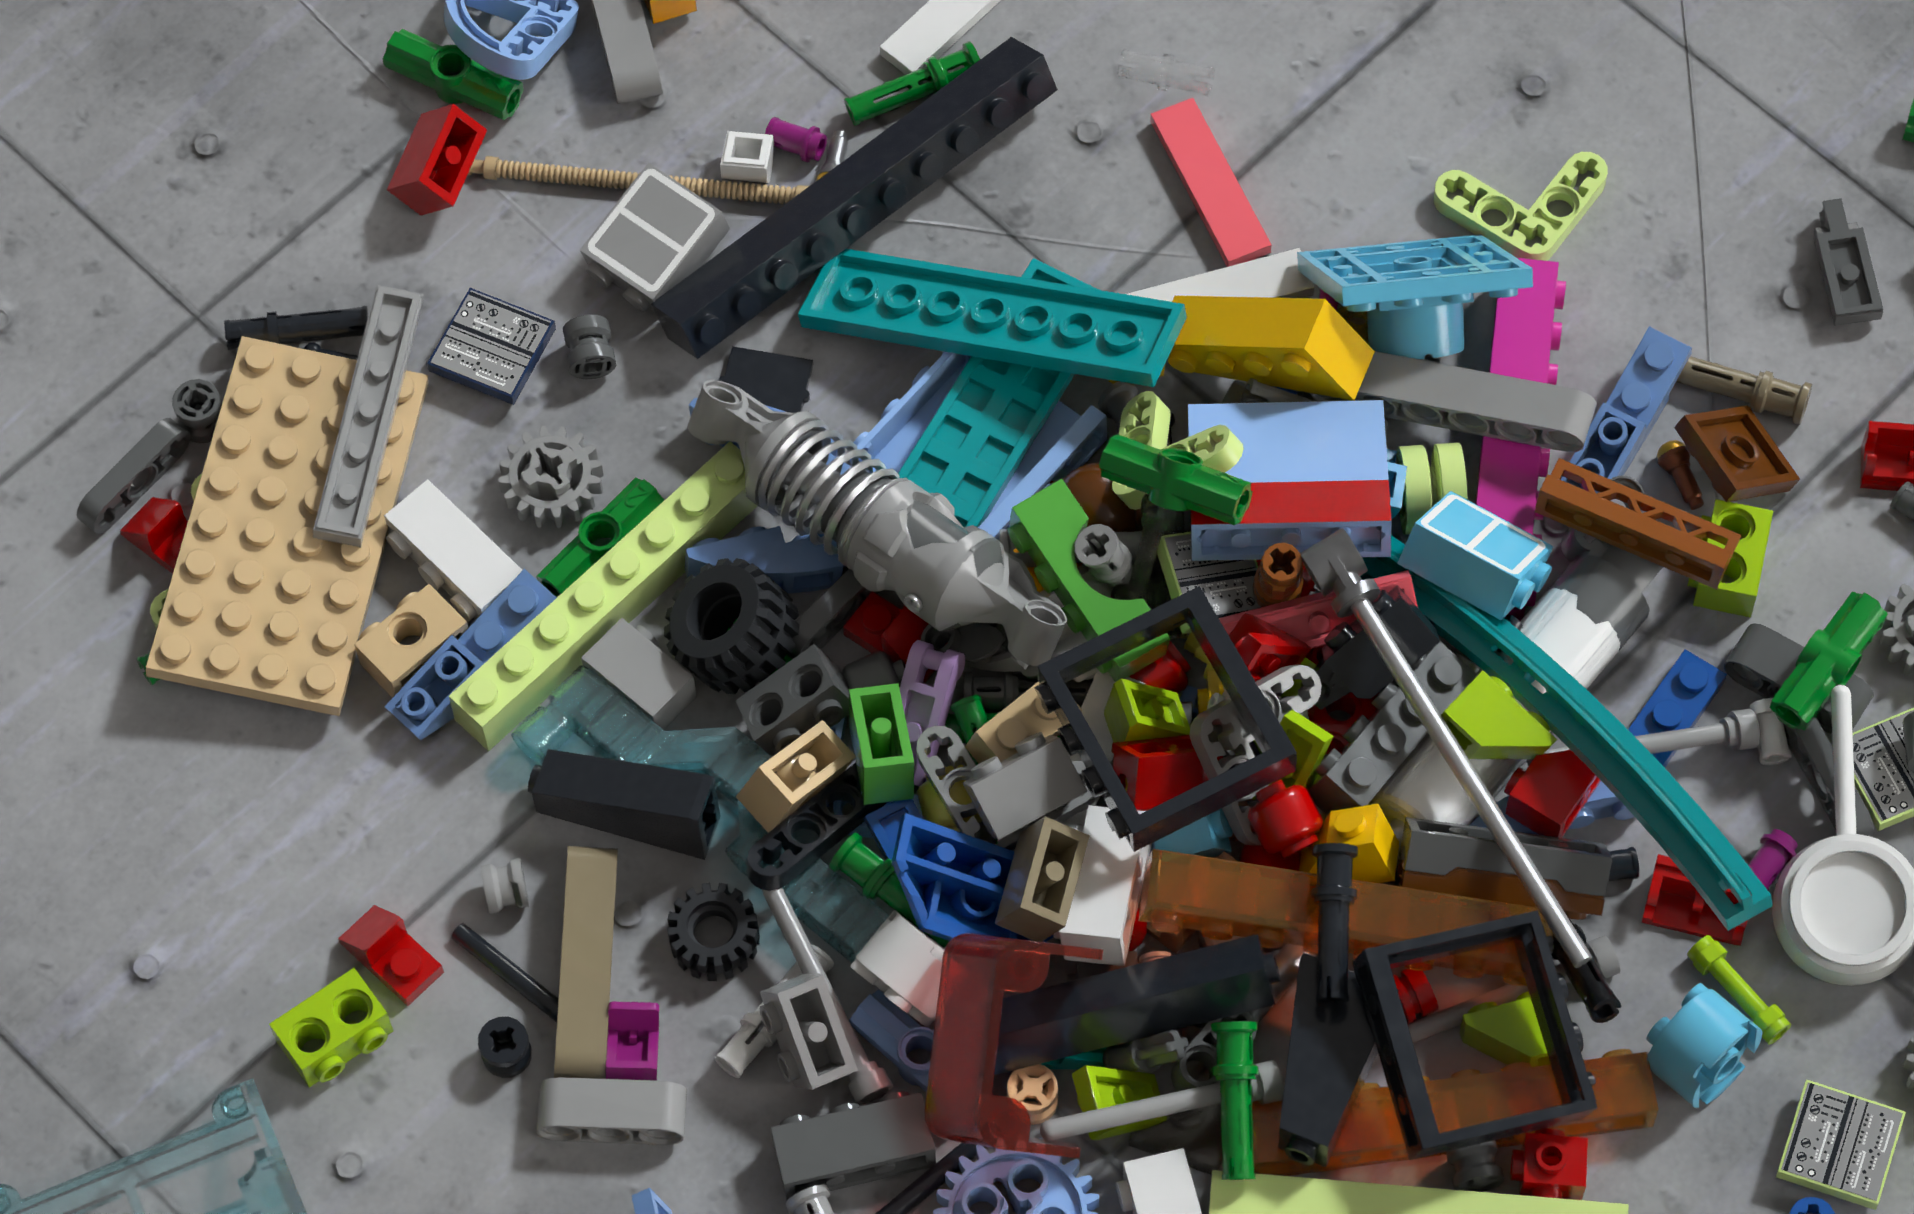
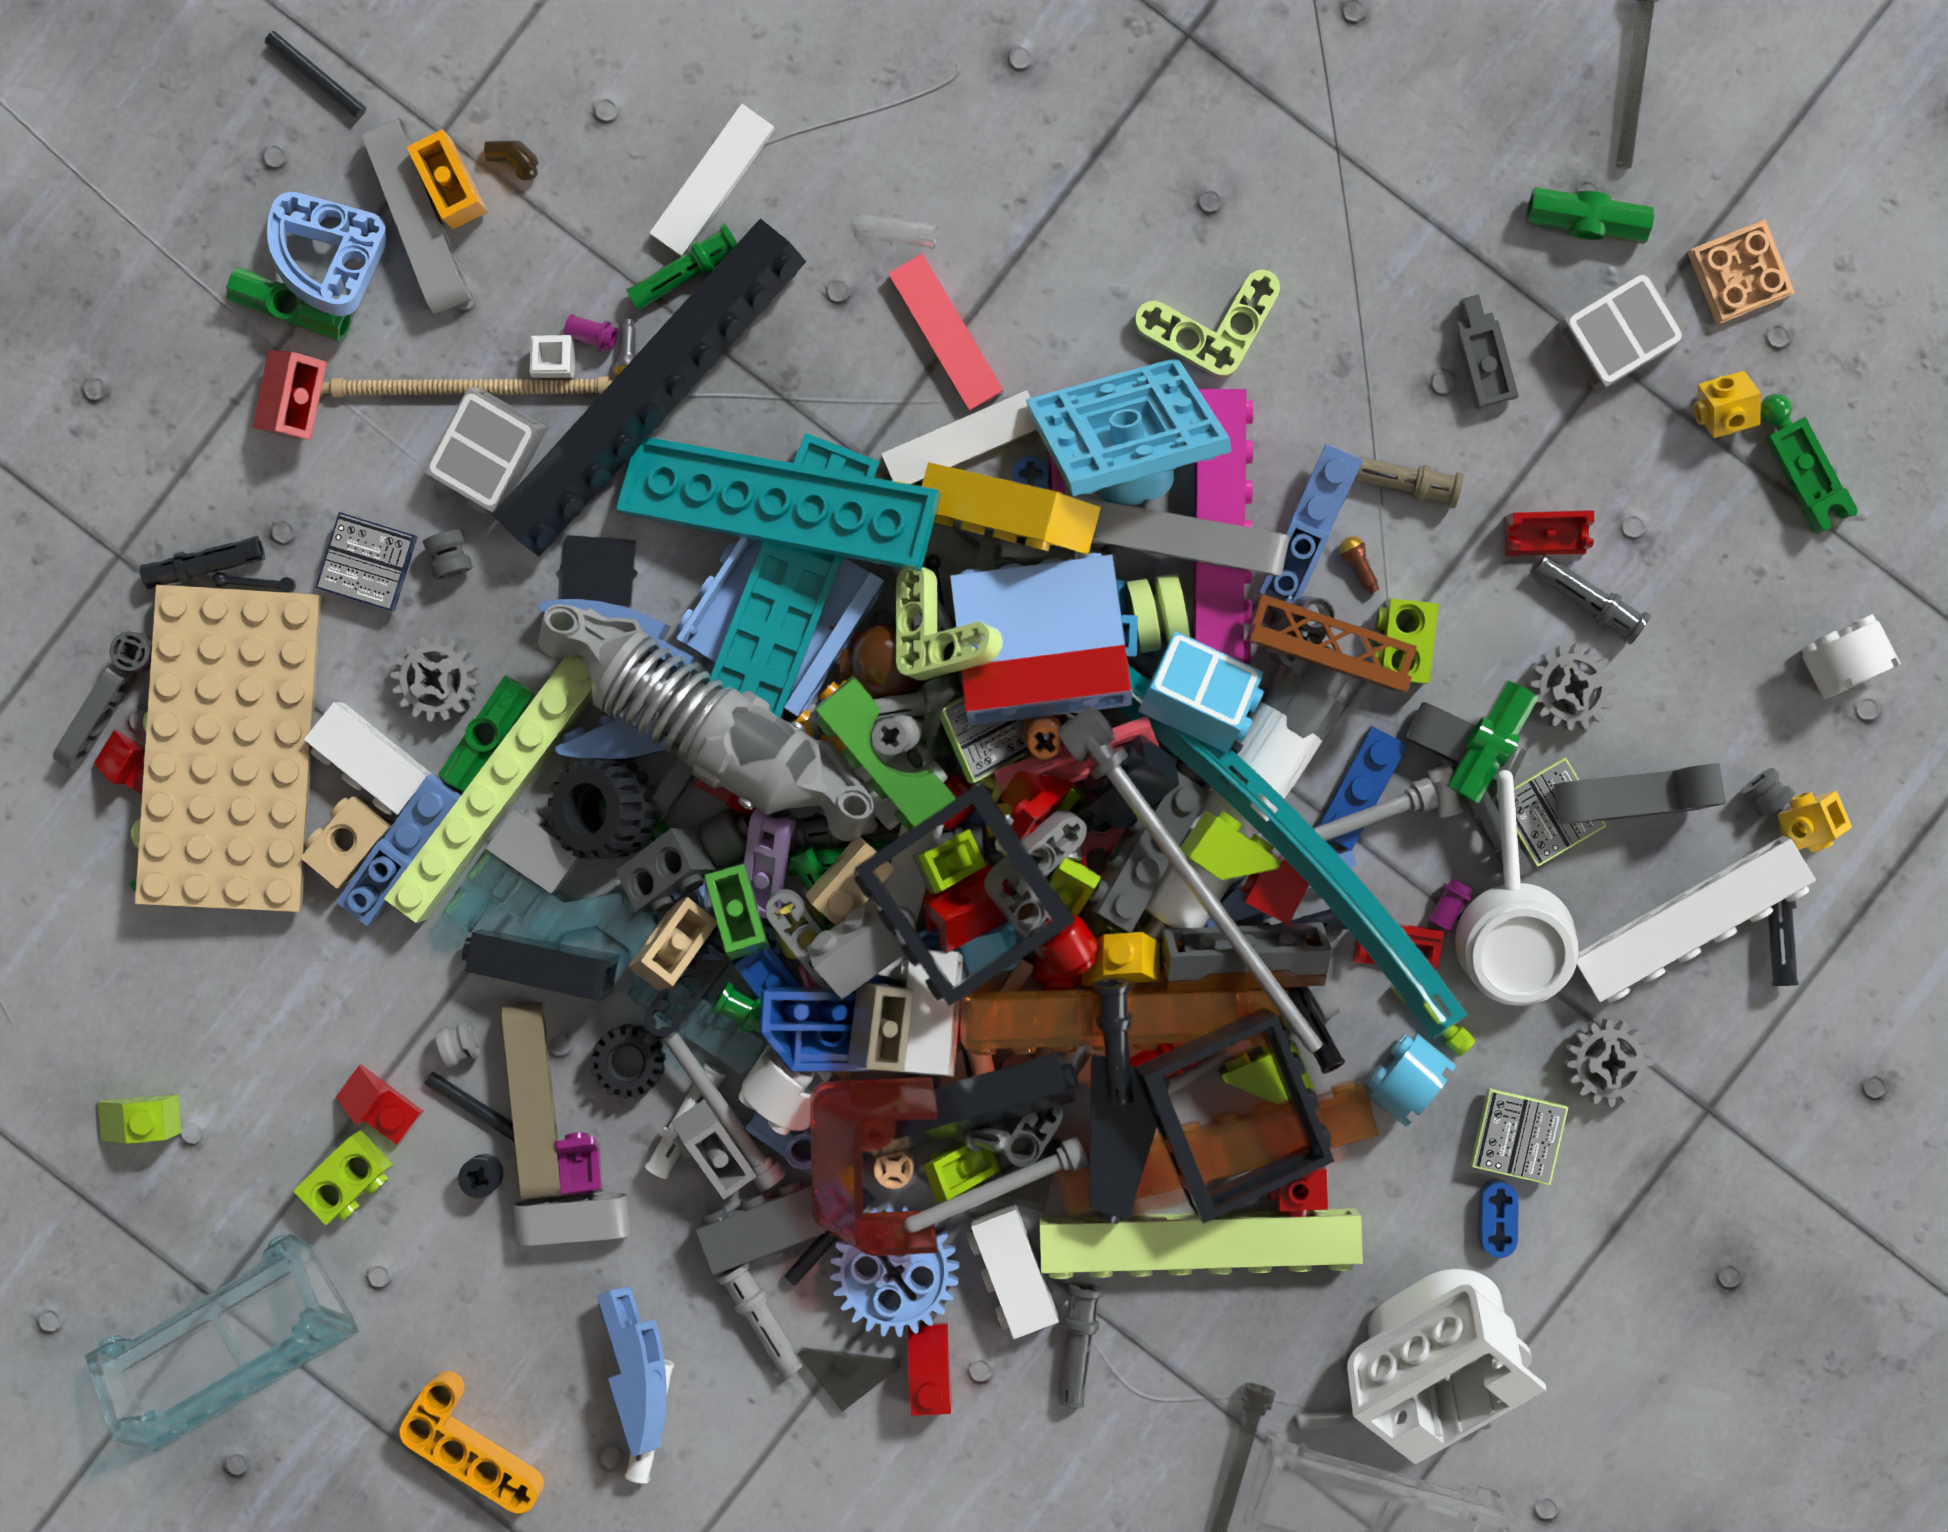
camera: 15 degrees left, 25 degrees up
(88, 931) = (139, 1119): none -> lime slope
(368, 416) = (274, 647): light grey tile -> none
(1175, 479) = (948, 678): green piece -> none
(1235, 1073) = (1050, 1165): green pin -> none
(1736, 453) = (1405, 549): reddish brown plate -> none

